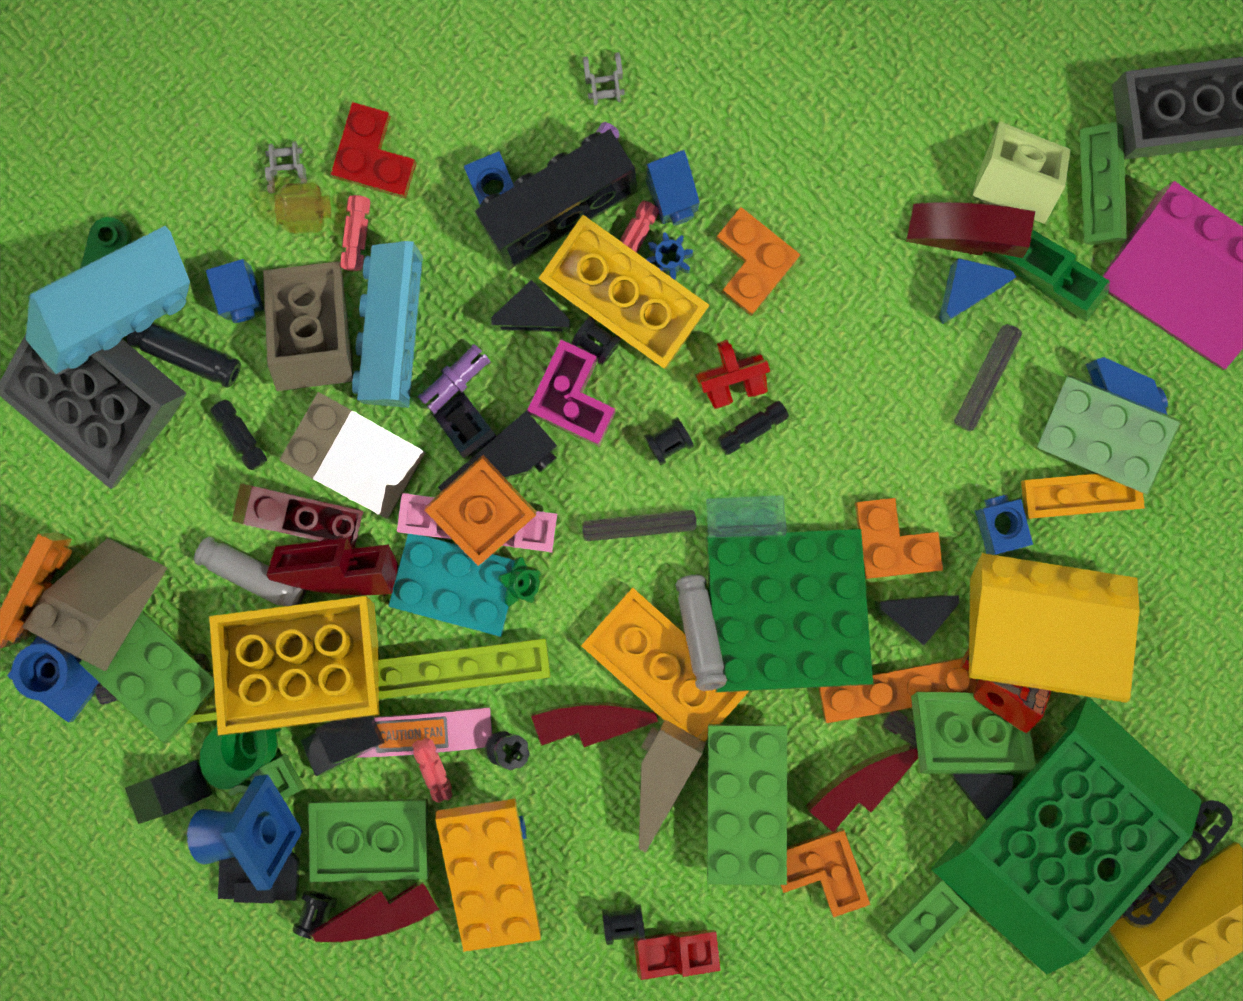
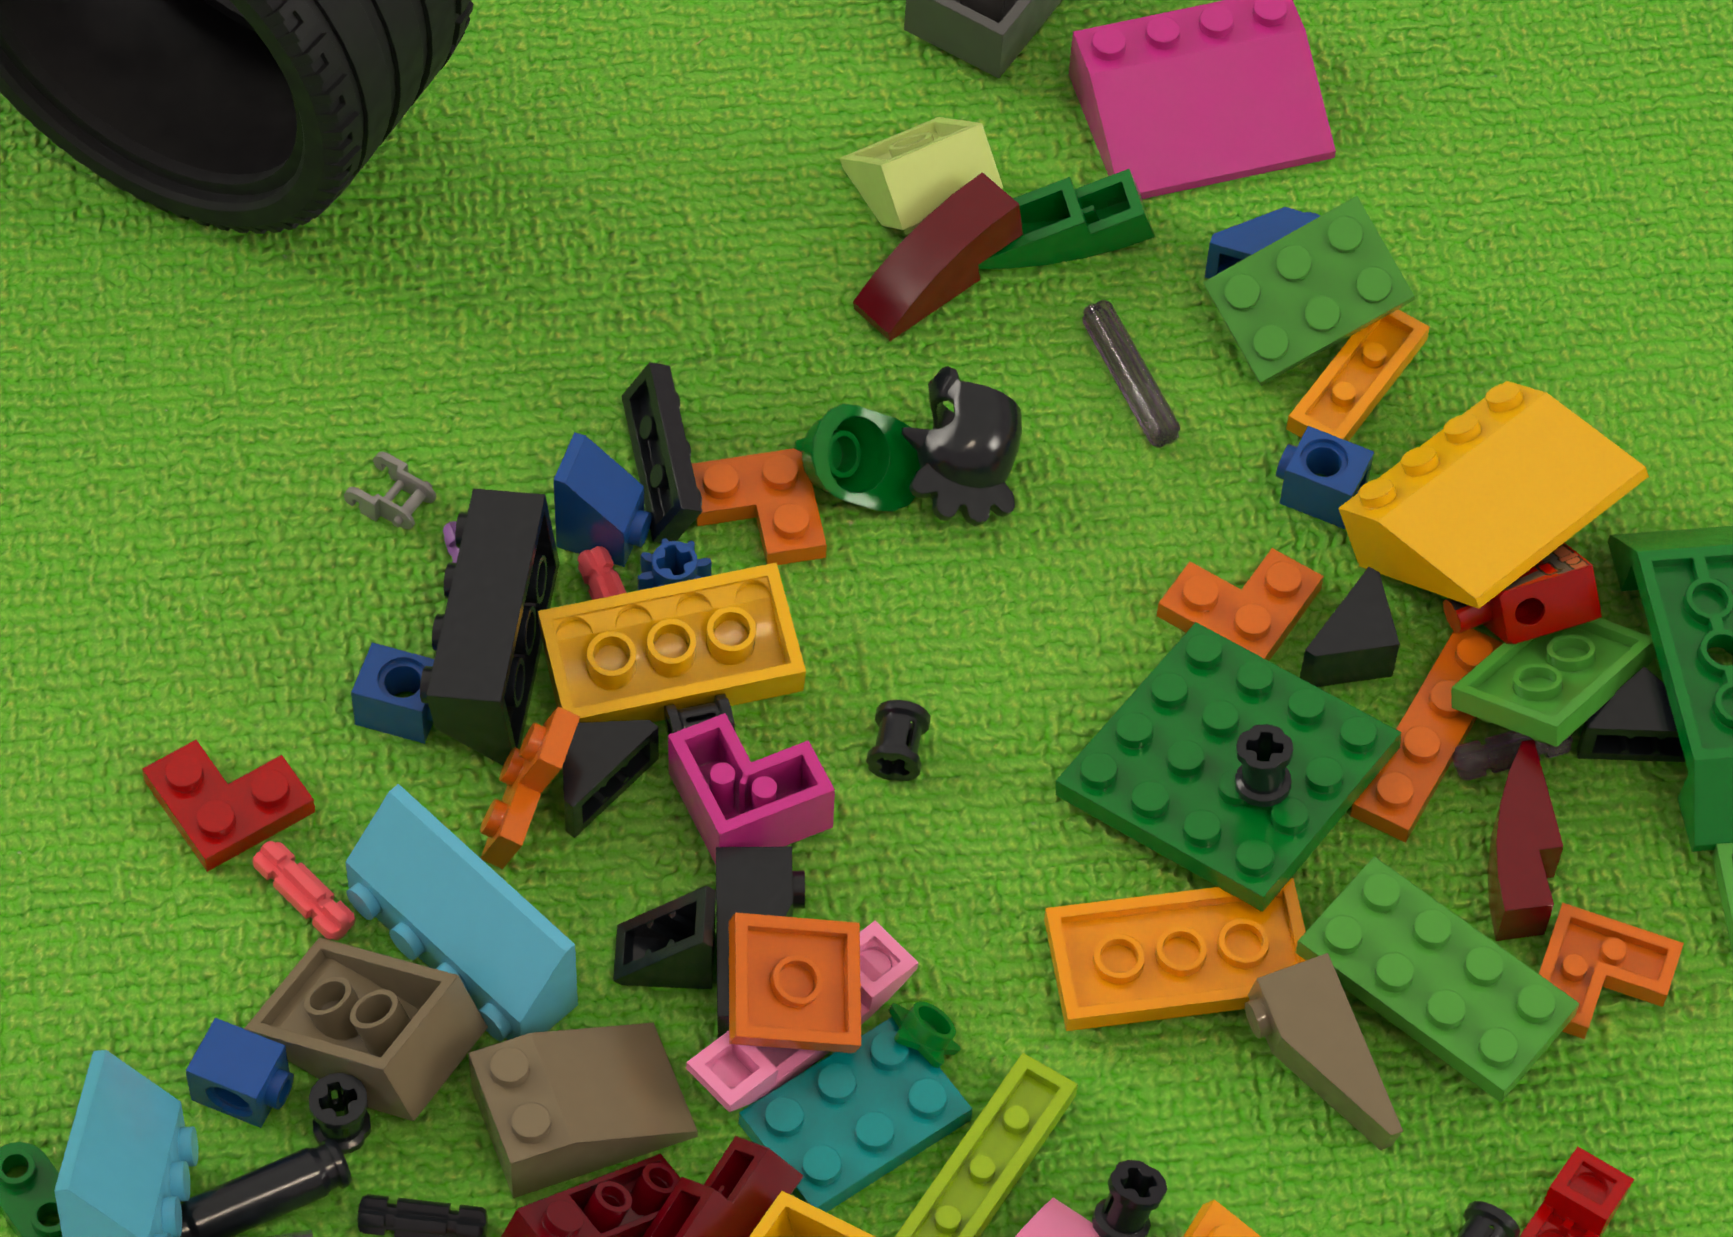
camera: 55 degrees left, 30 degrees down
(241, 349) = (351, 1100): none -> black bush
(272, 170) = (158, 892): light grey piece -> none
(302, 208) = (215, 916): clear yellow head -> none
(454, 379) = (594, 916): medium lavender pin -> none
(497, 288) = (526, 775): none -> orange plate
(591, 720) = (1174, 1083): dark red slope -> none
(639, 525) = (972, 854): axle -> none
(701, 633) = (1172, 867): light grey axle -> none
(735, 190) = (661, 452): none -> black plate
(746, 517) = (1069, 726): clear light blue plate -> none
(749, 370) = (872, 610): red hips -> none
(753, 427) = (965, 647): black axle -> none
(784, 653) = (1263, 773): none -> black bush
(814, 292) = (860, 458): none -> green piece
(859, 340) = (967, 450): none -> black piece
(969, 284) = (1001, 309): blue slope -> none
(1103, 183) = (1011, 108): bright green plate -> none

